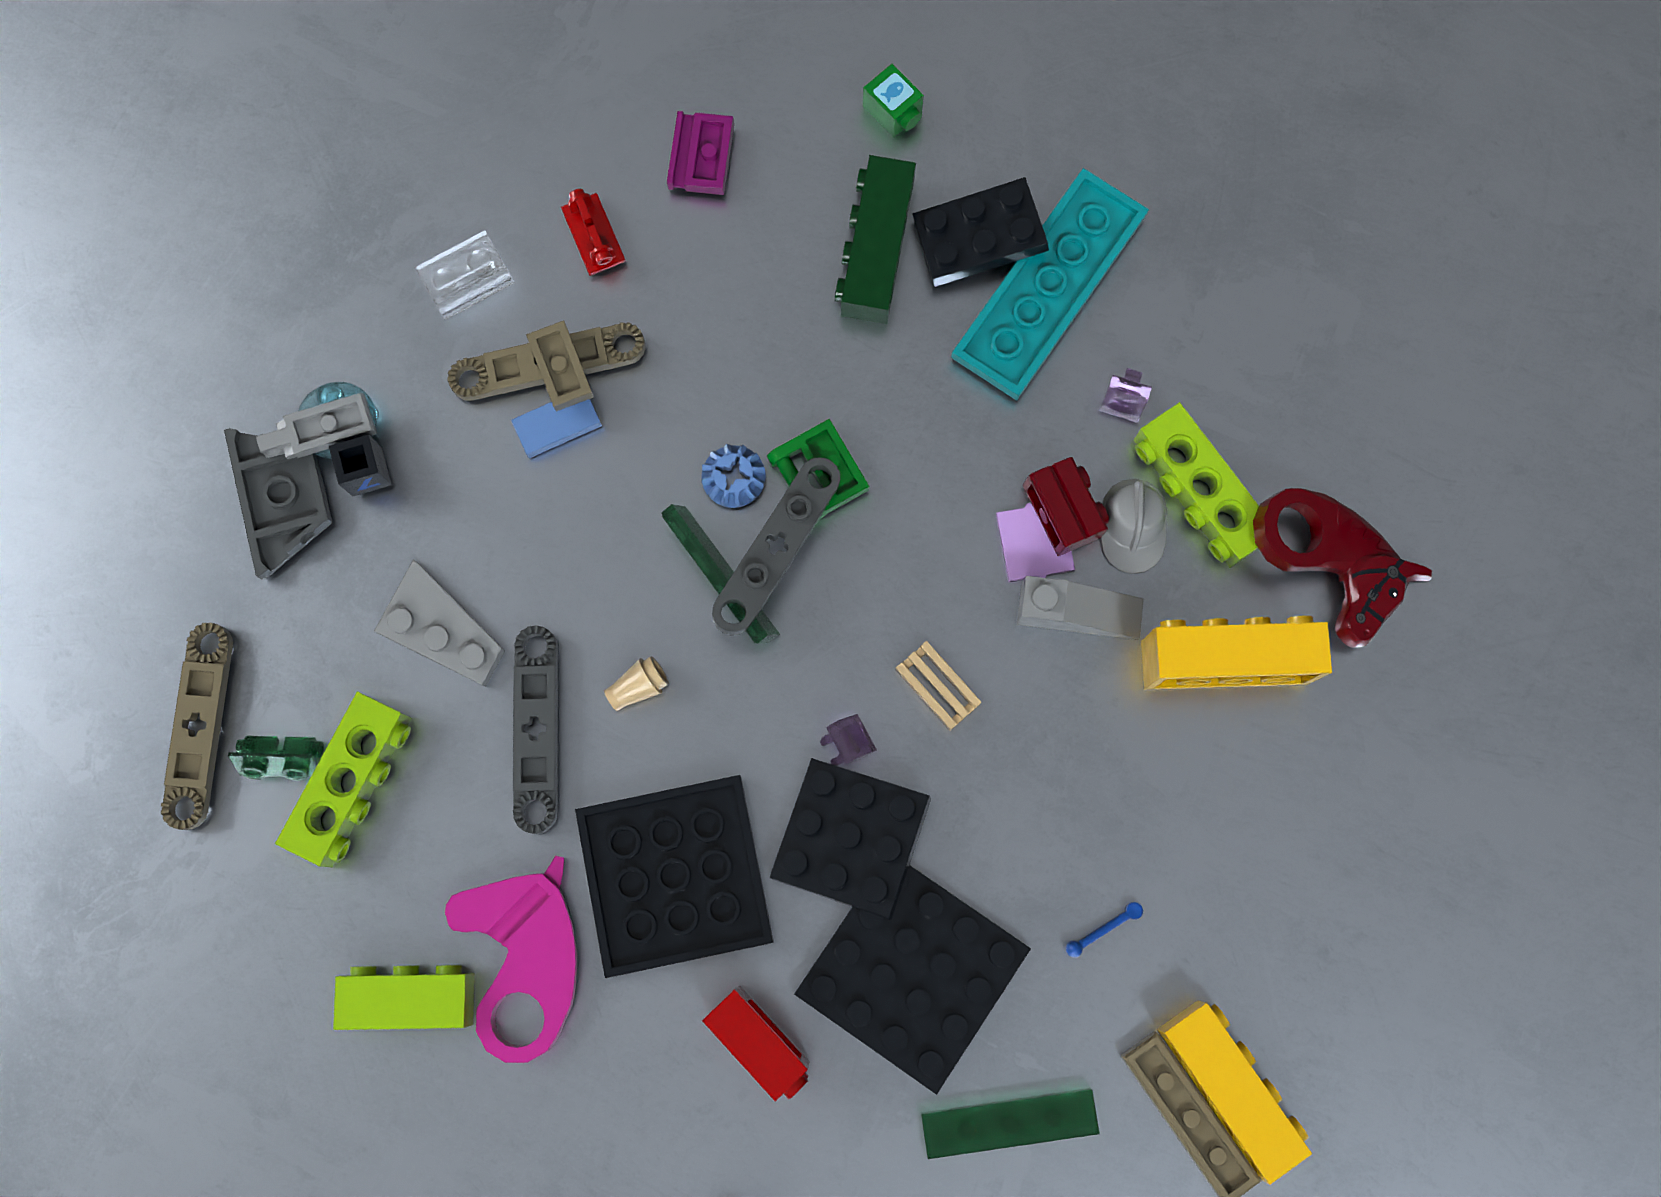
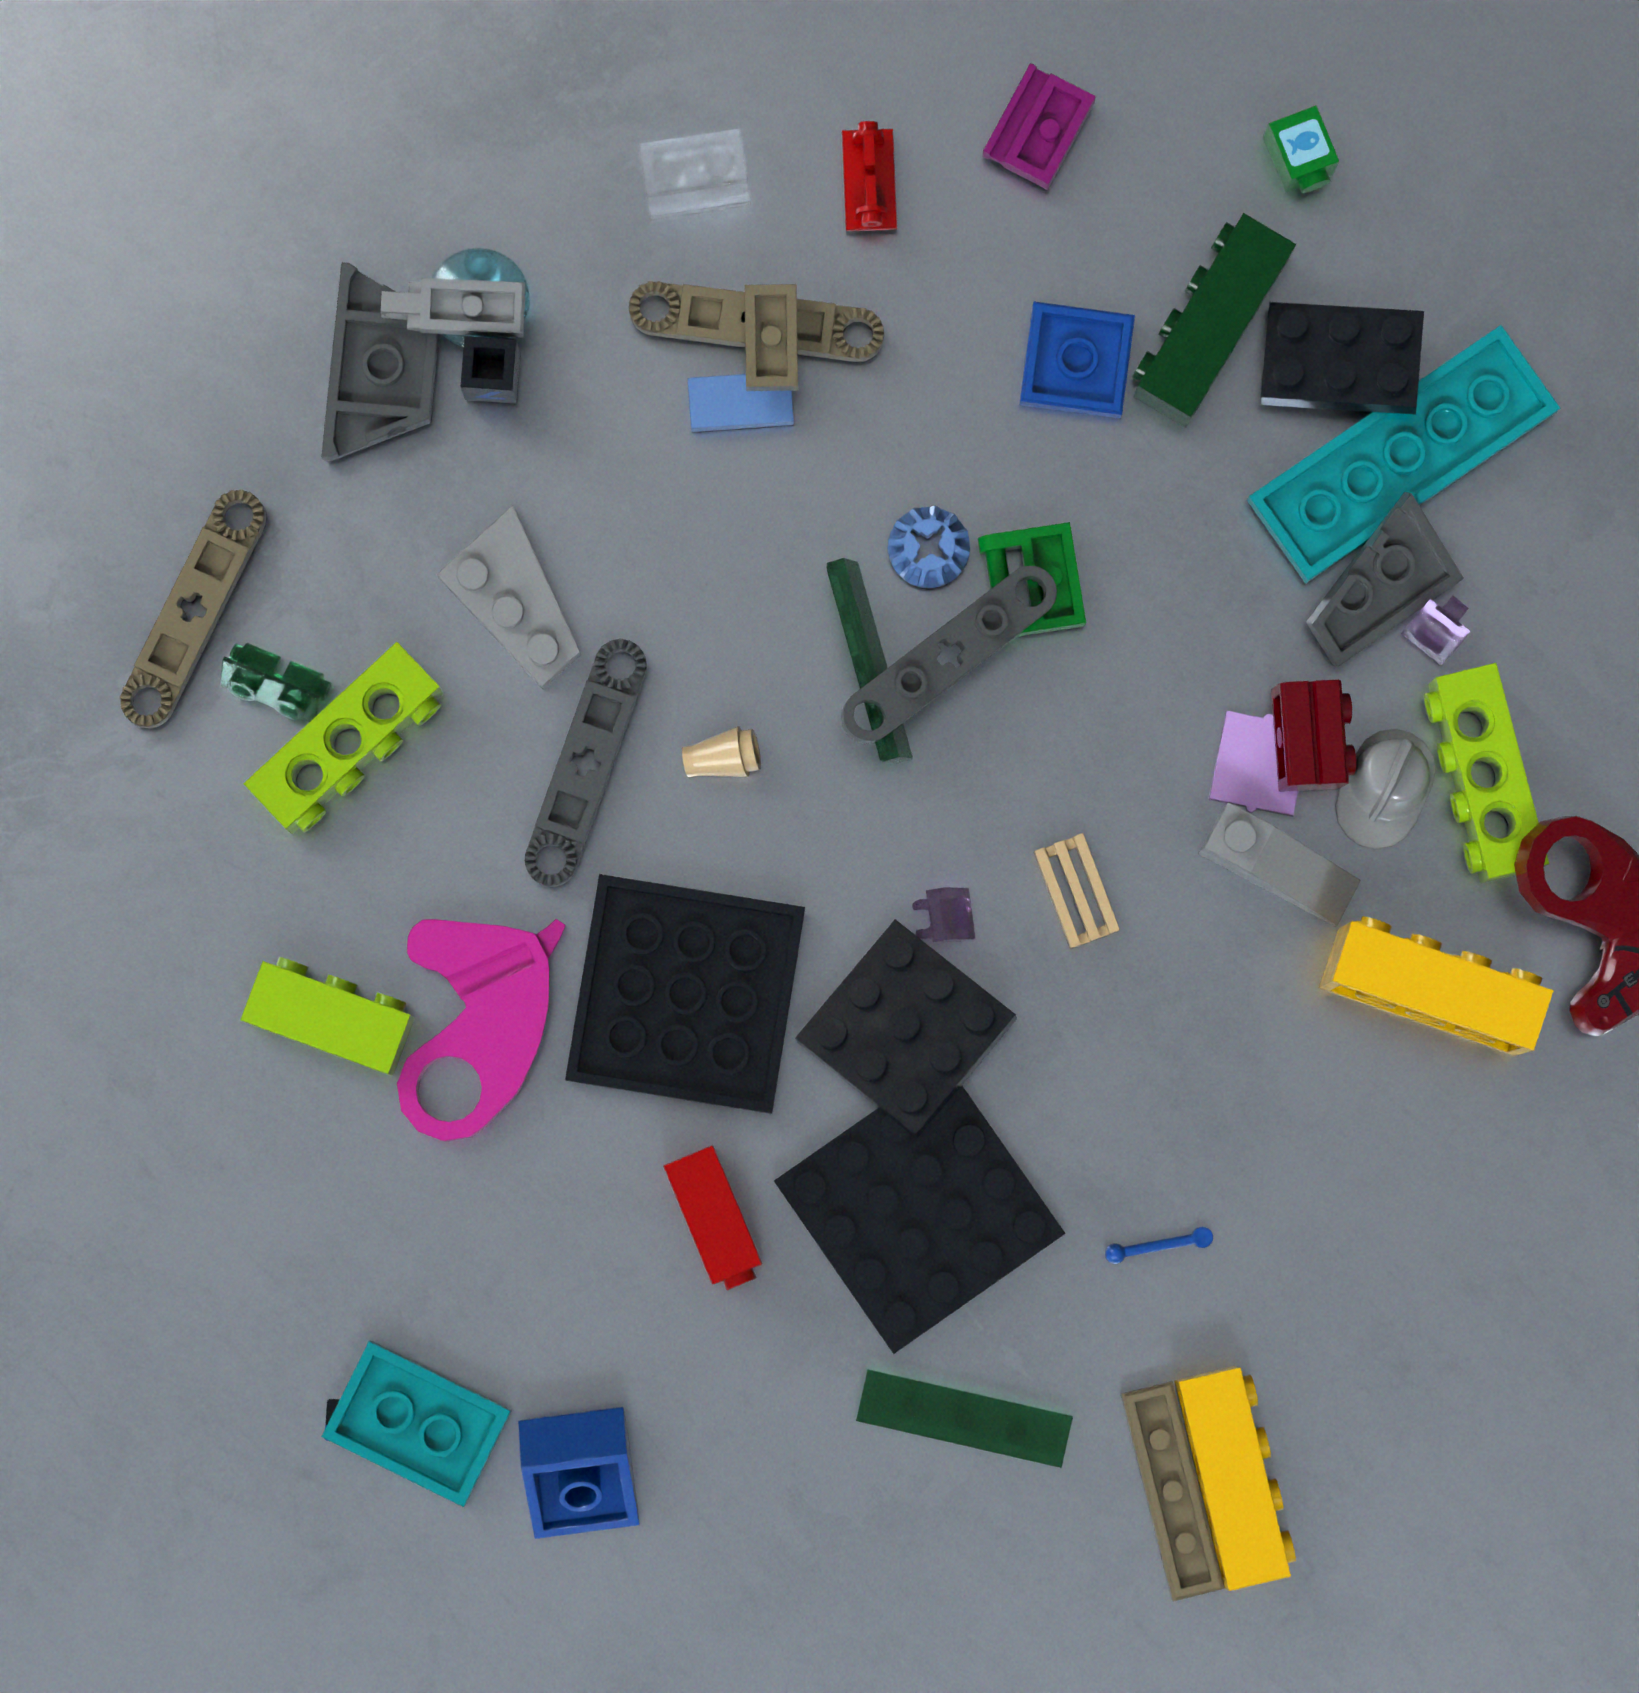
camera: 15 degrees right, 5 degrees up
(790, 304) = (1077, 360): none -> blue tile
(1074, 377) = (1384, 583): none -> dark grey wing

